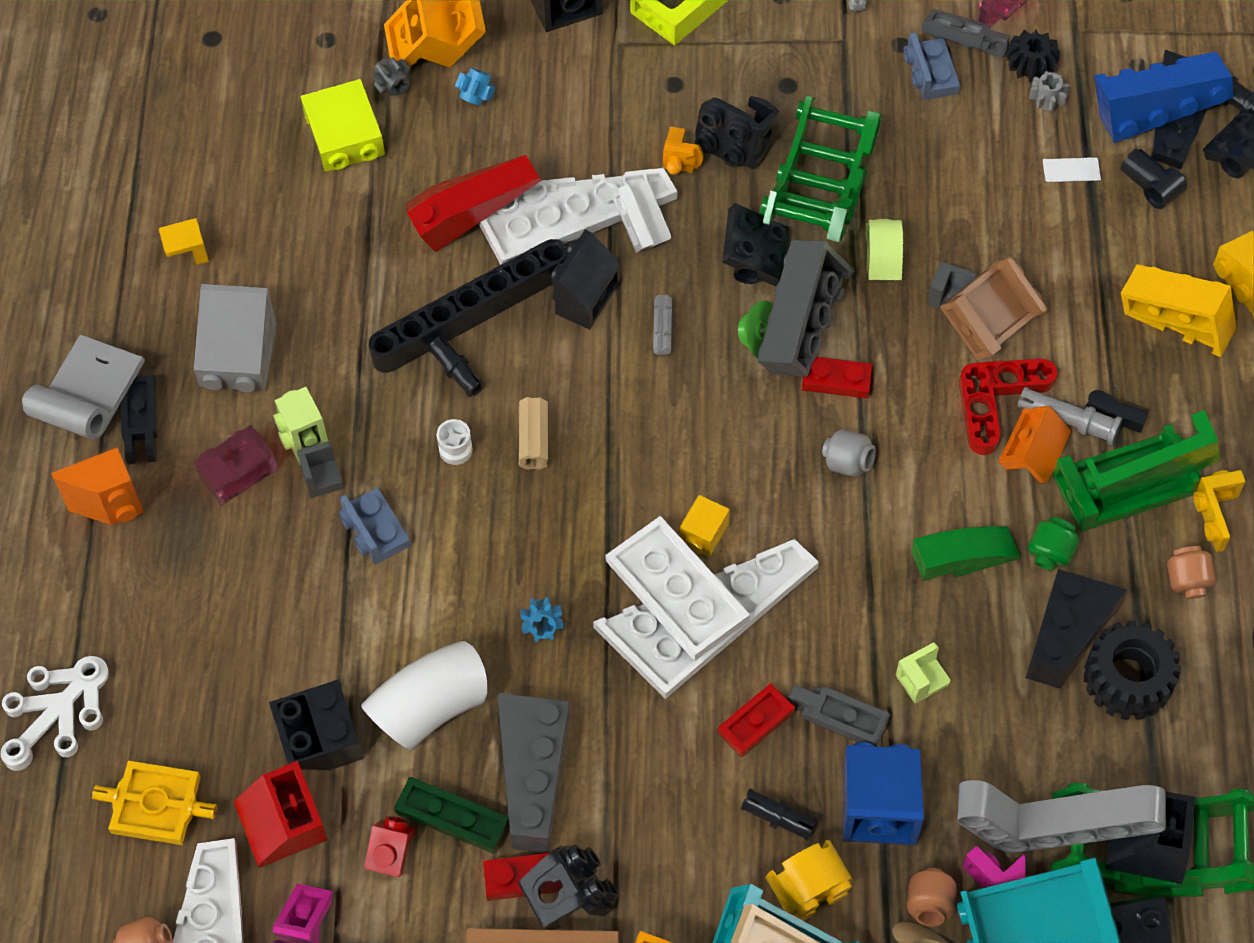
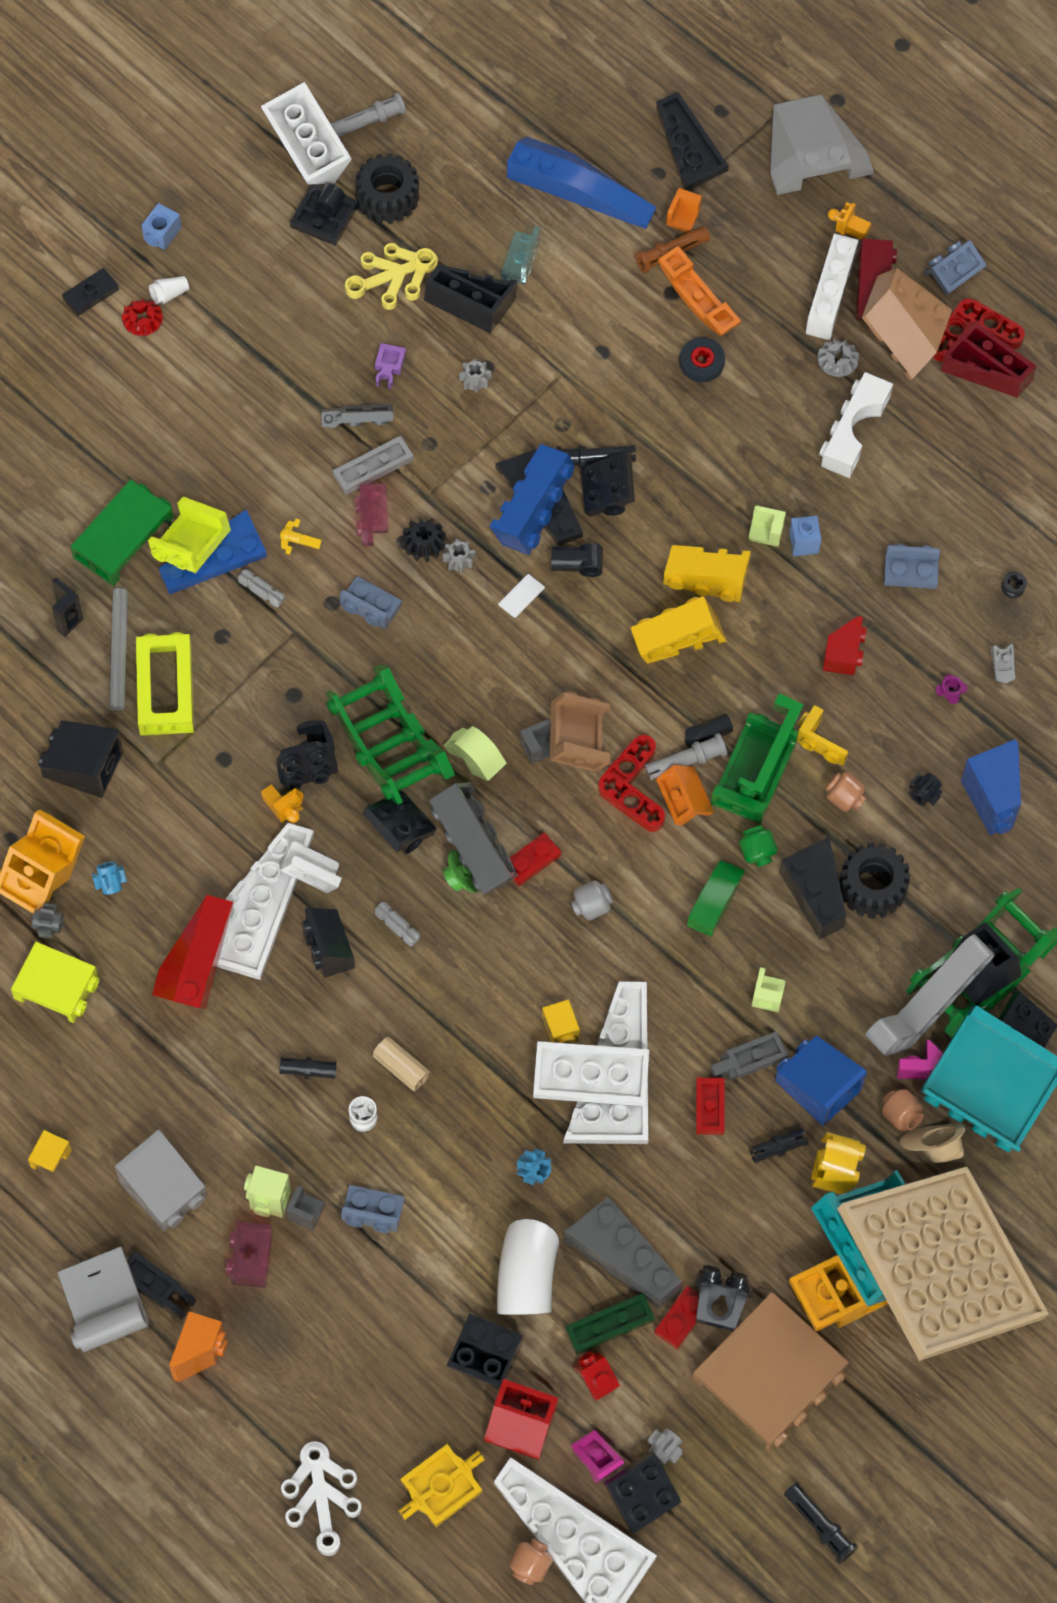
camera: 50 degrees left, 5 degrees up
(461, 317) = (272, 1034): black beam -> none
(965, 32) = (365, 560): dark grey hinge -> none

